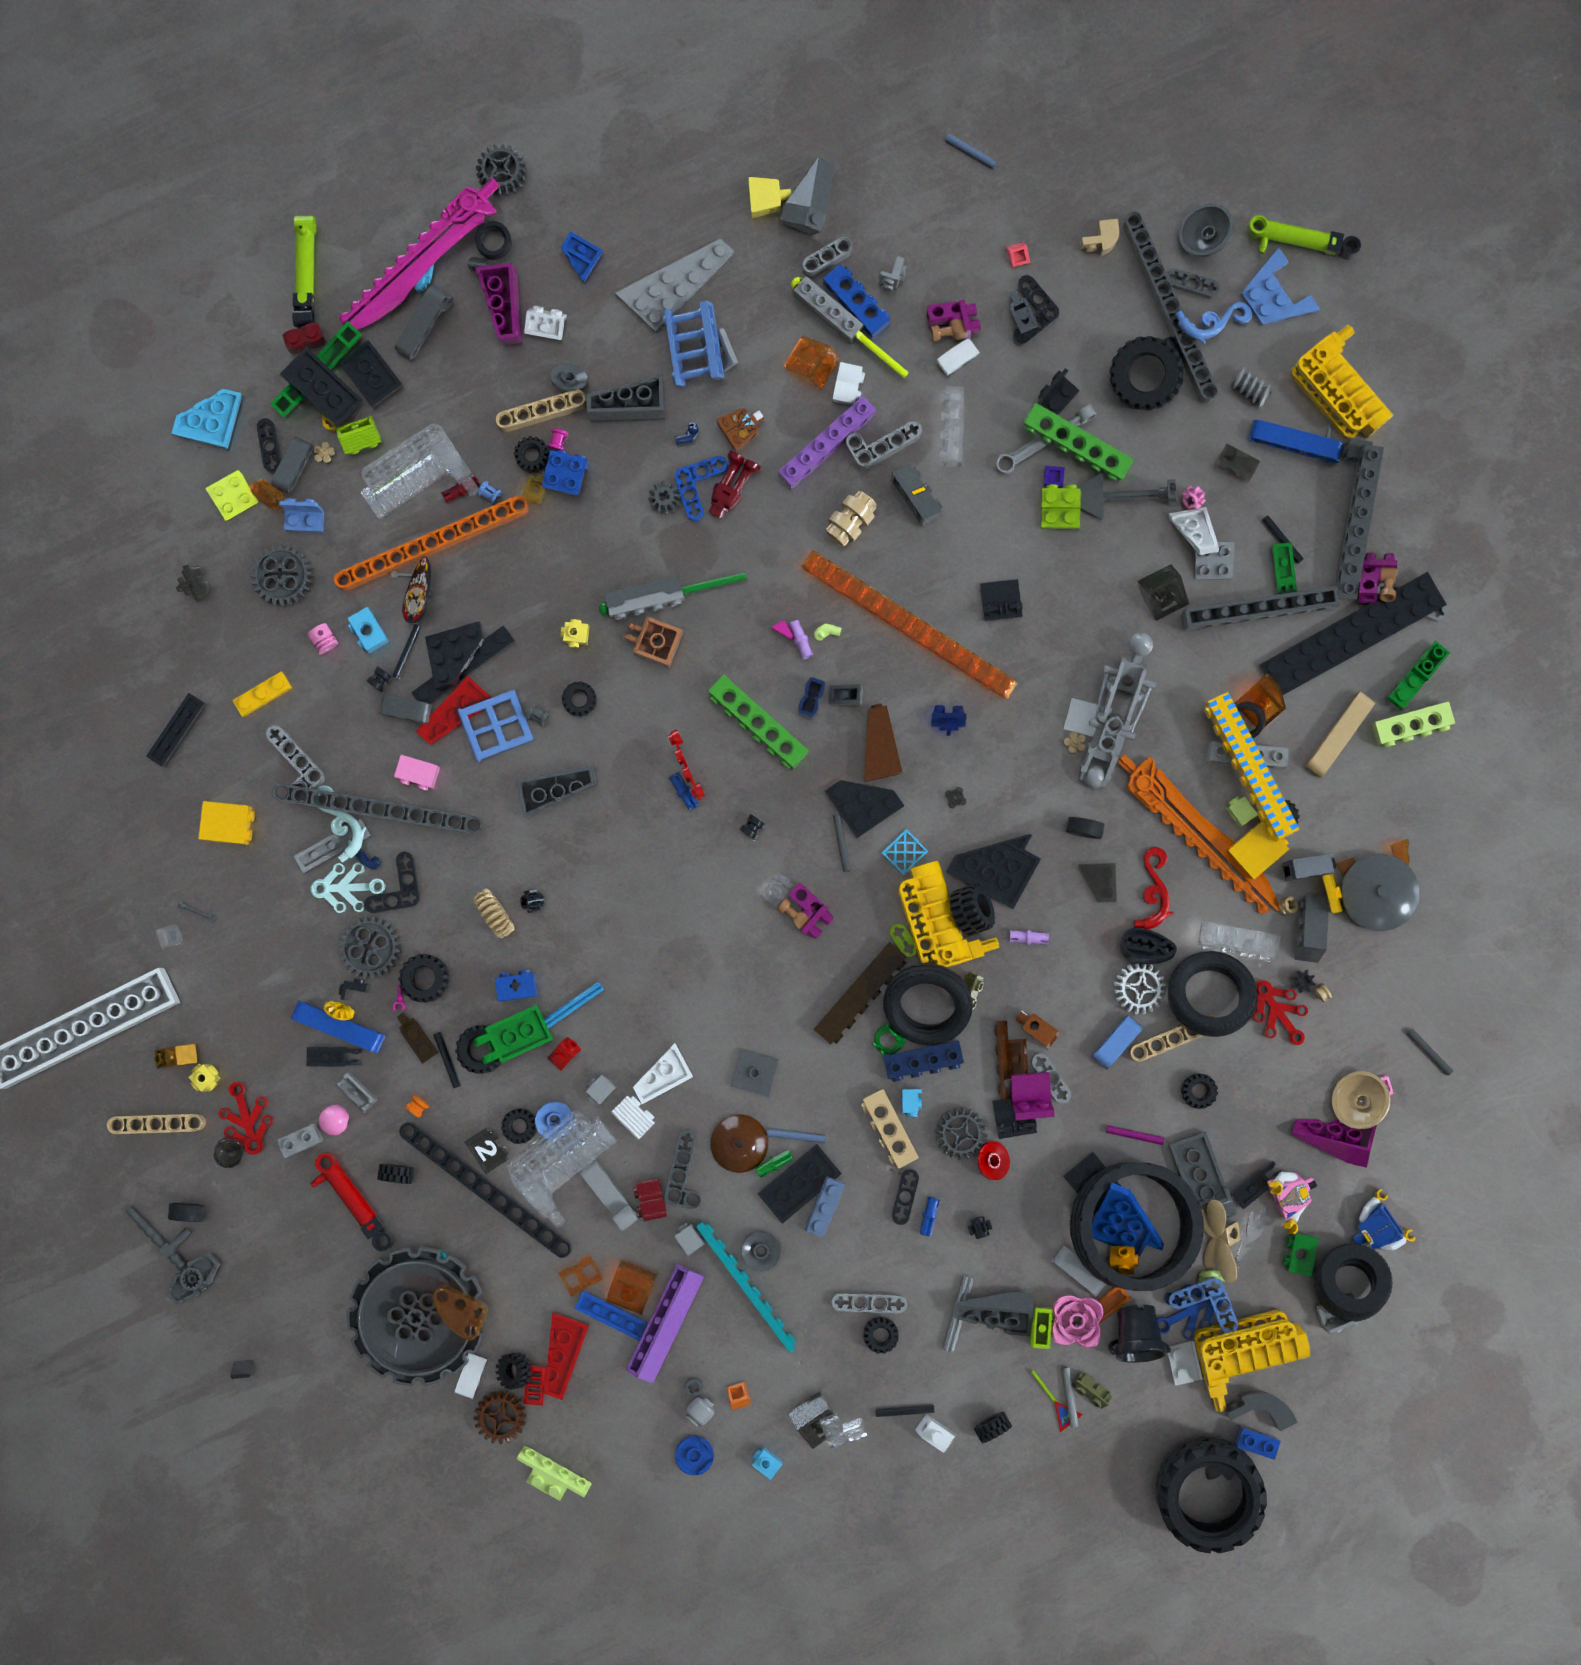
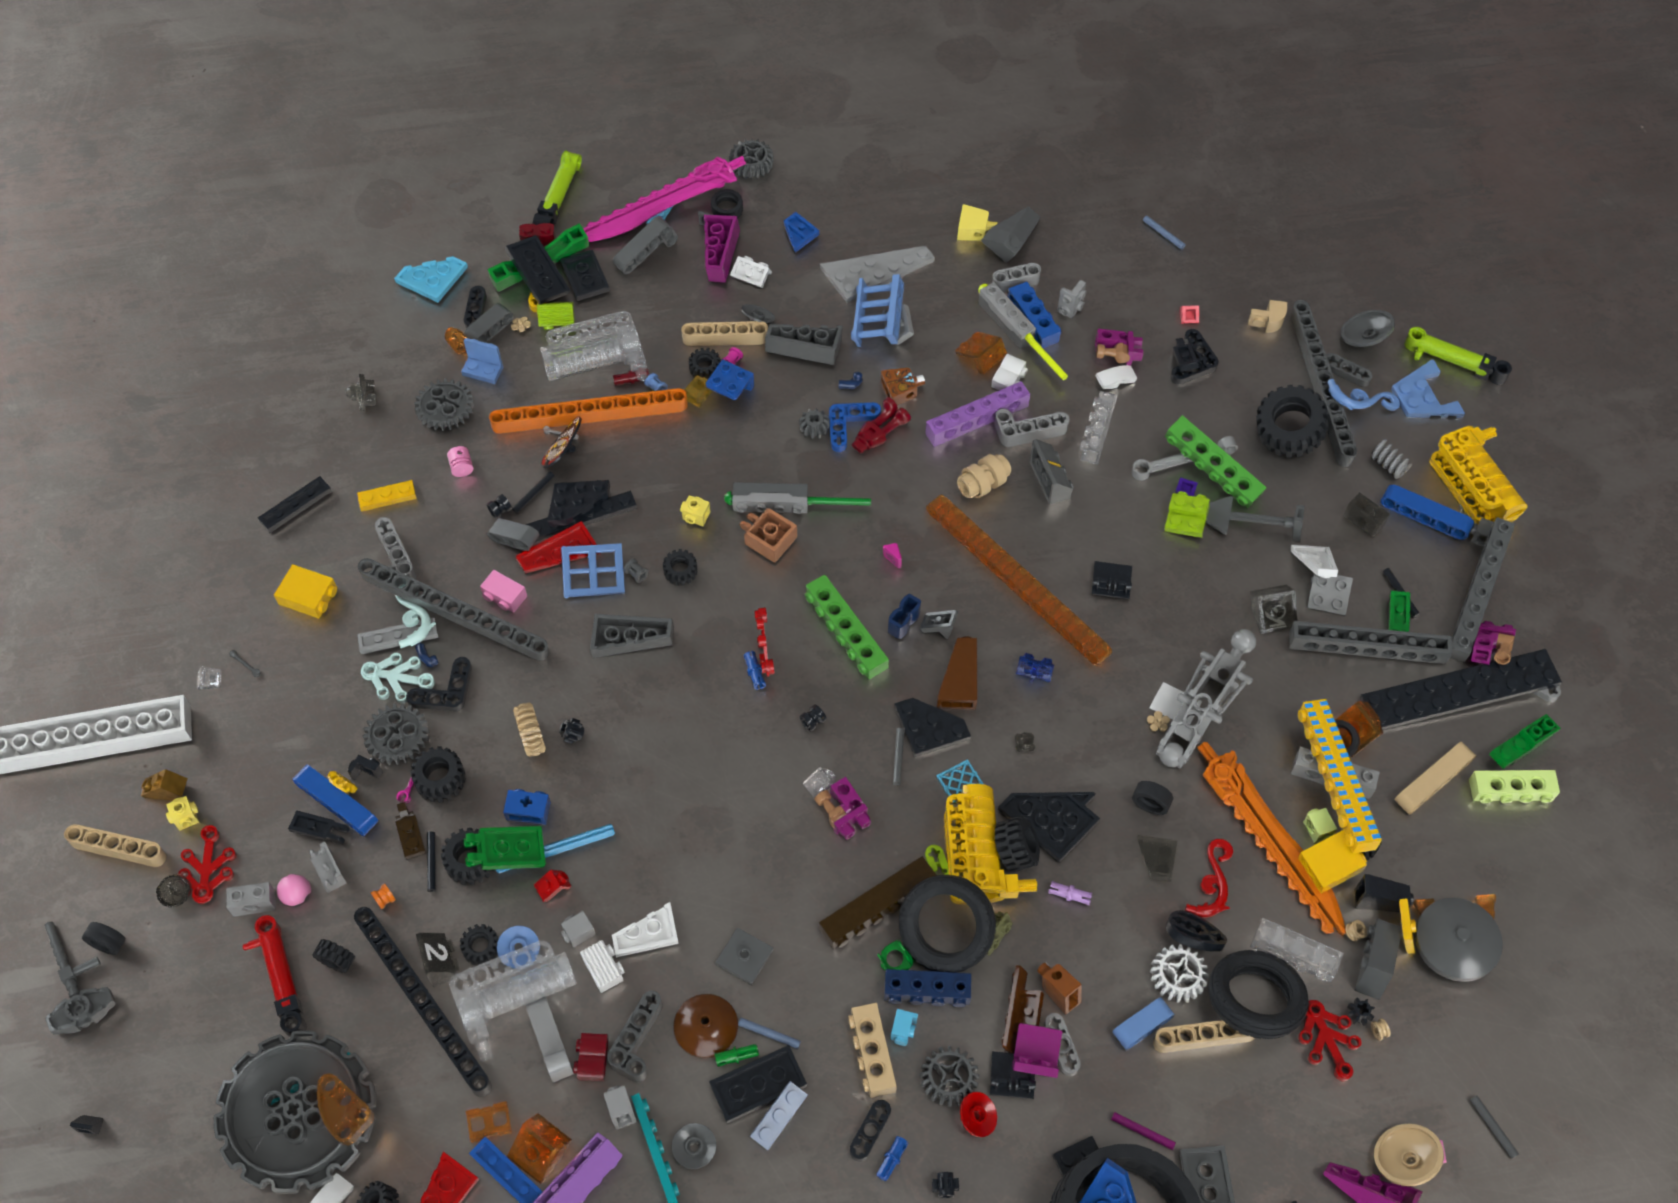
camera: 10 degrees right, 25 degrees down
(232, 495) = (426, 335): neon yellow hinge -> none
(366, 619) = (504, 456): medium azure brick -> none
(800, 639) = (908, 567): lavender pin -> none
(825, 630) = (935, 565): yellowish green arm -> none
(1058, 394) = (1204, 417): black bracket -> none
(1193, 497) = (1318, 535): bright pink gear -> none
(1207, 1082) = (1230, 1088): black tyre -> none

